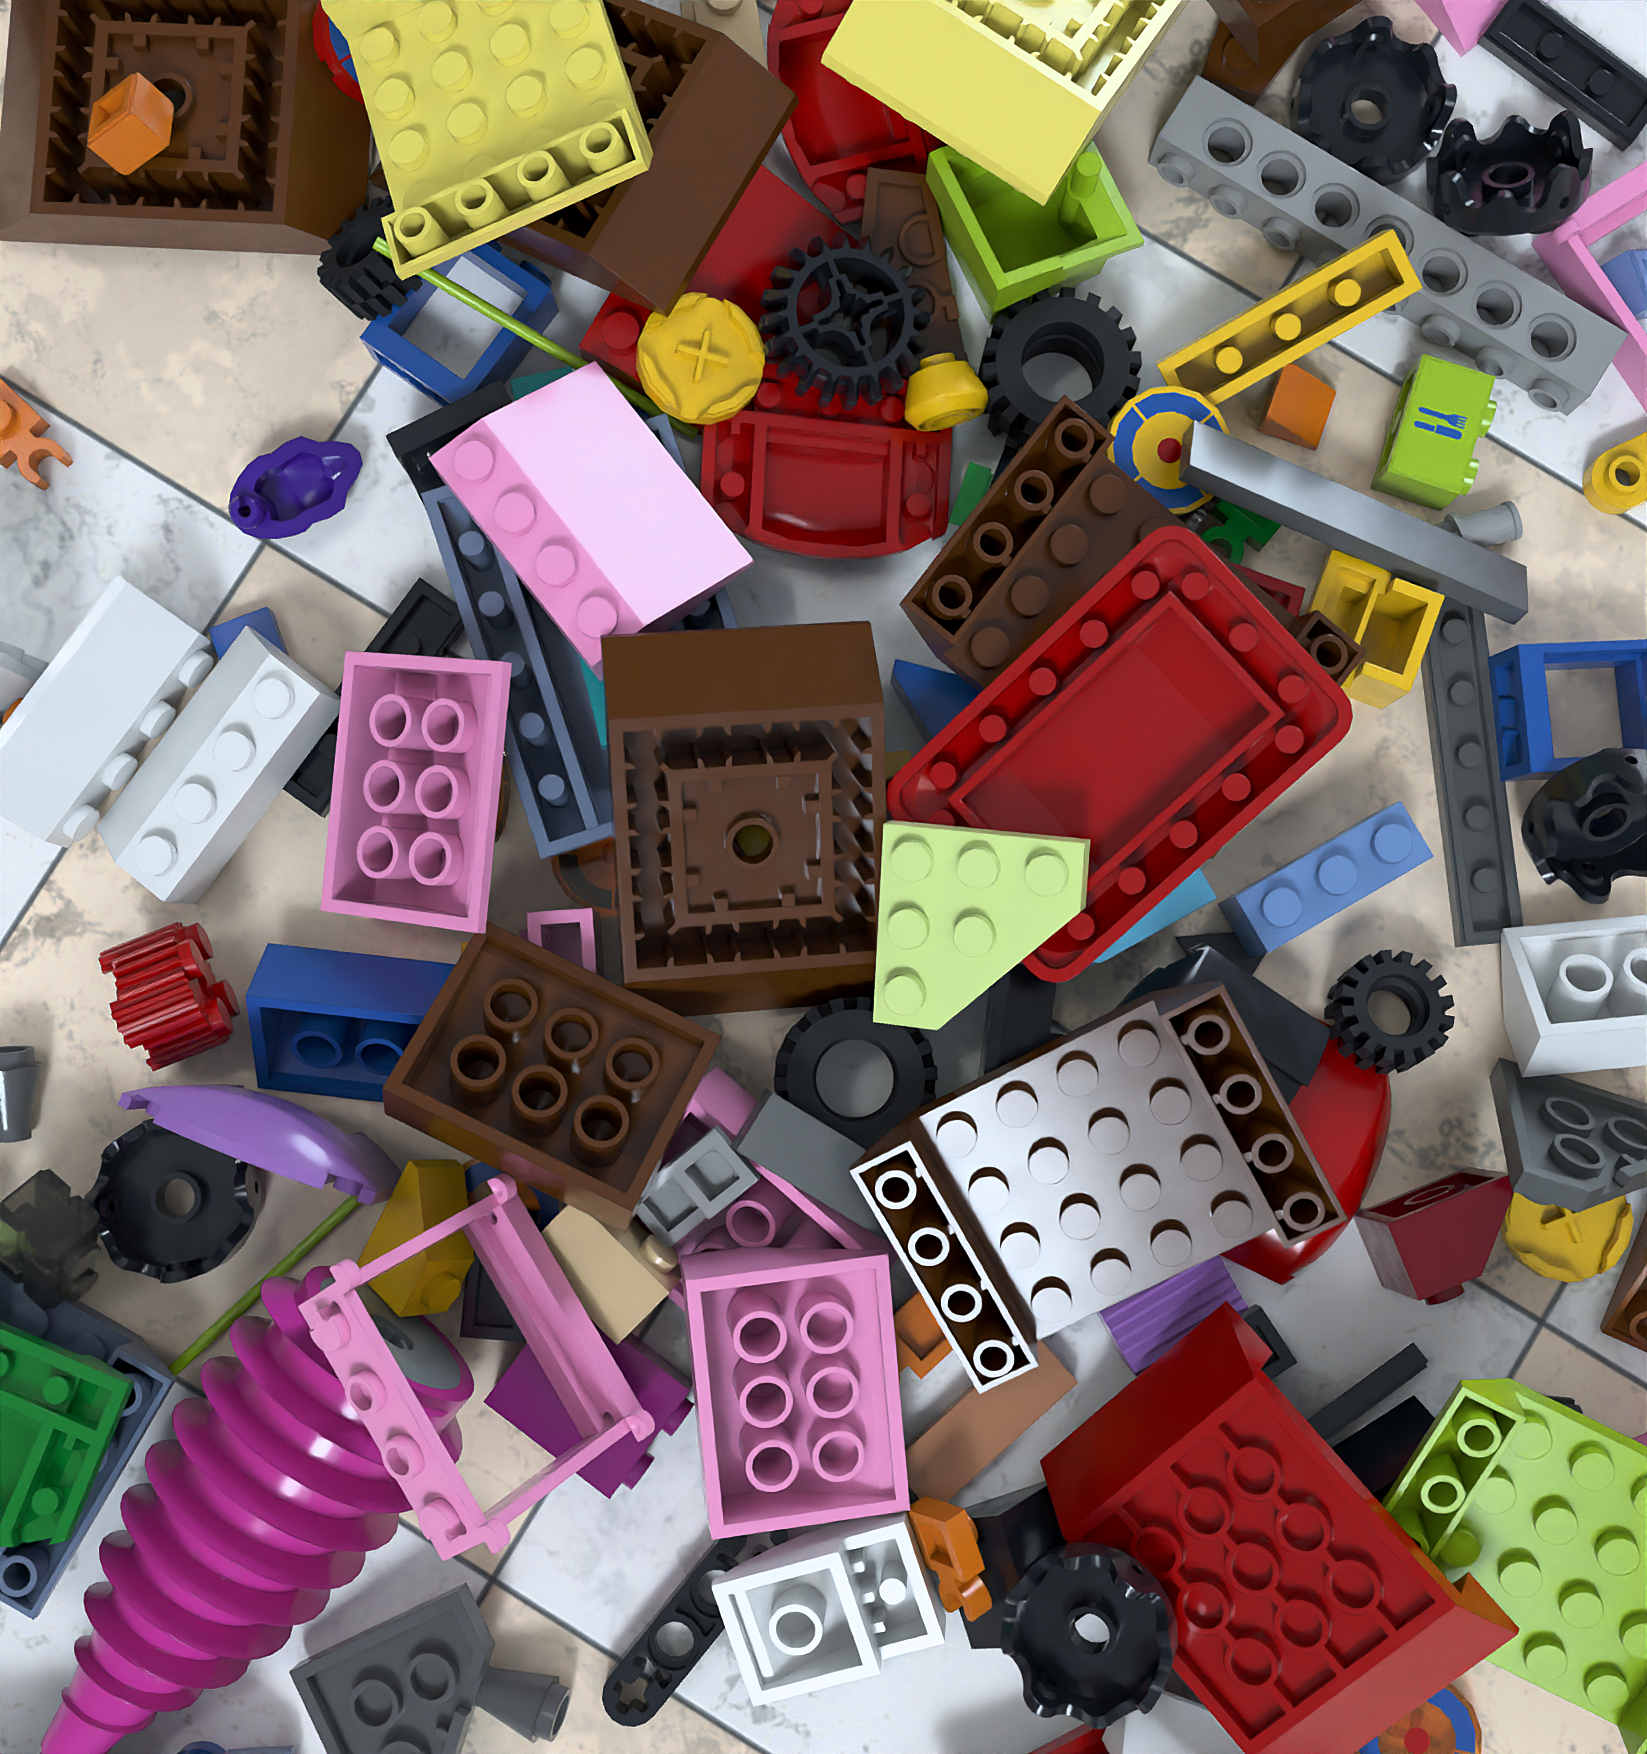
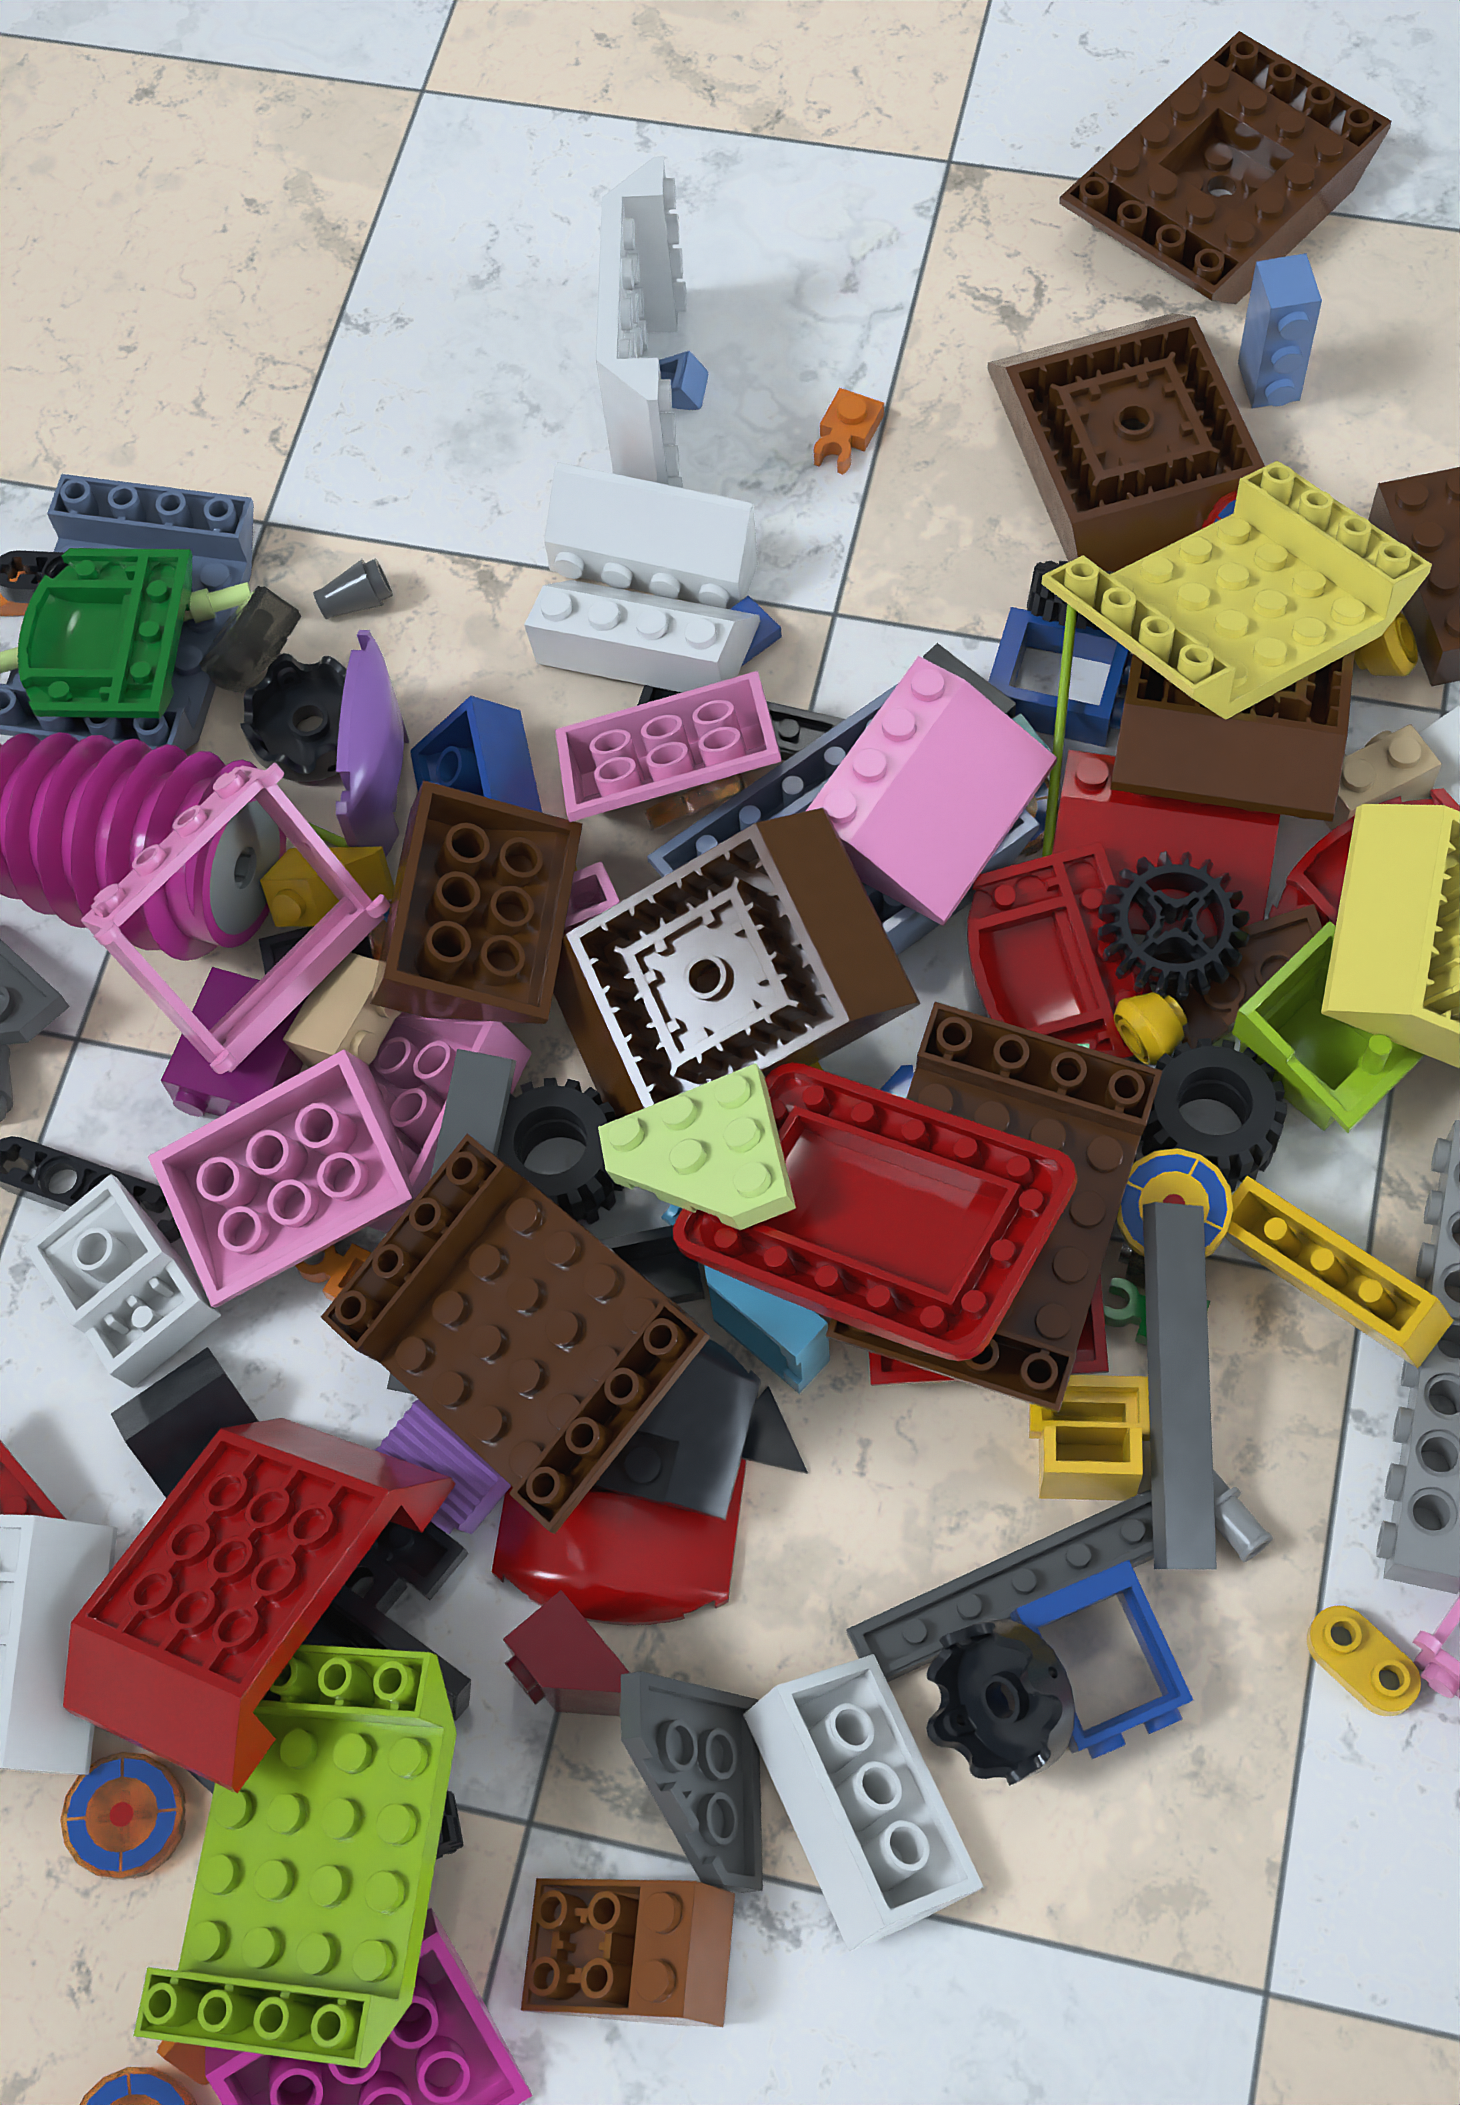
camera: 80 degrees right, 20 degrees down
(130, 124) = (1098, 399): orange slope -> none
(169, 994) = (457, 655): red brick -> none
(293, 487) = (878, 611): dark purple arm -> none
(695, 1186) = (421, 1048): light grey slope -> none
(700, 359) = (1093, 832): yellow tile -> none
(950, 1548) = (193, 1347): orange plate -> none
(982, 1427) = (302, 1360): nougat tile -> none
(1080, 1676) = (112, 1456): black plate -> none
(1297, 407) = (1278, 1328): orange slope -> none
(1325, 880) = (858, 1479): medium blue brick -> none
(1417, 992) = (736, 1600): black tyre -> none
(1435, 433) = (1304, 1449): lime brick -> none
(1567, 1242) = (619, 1816): yellow tile -> none

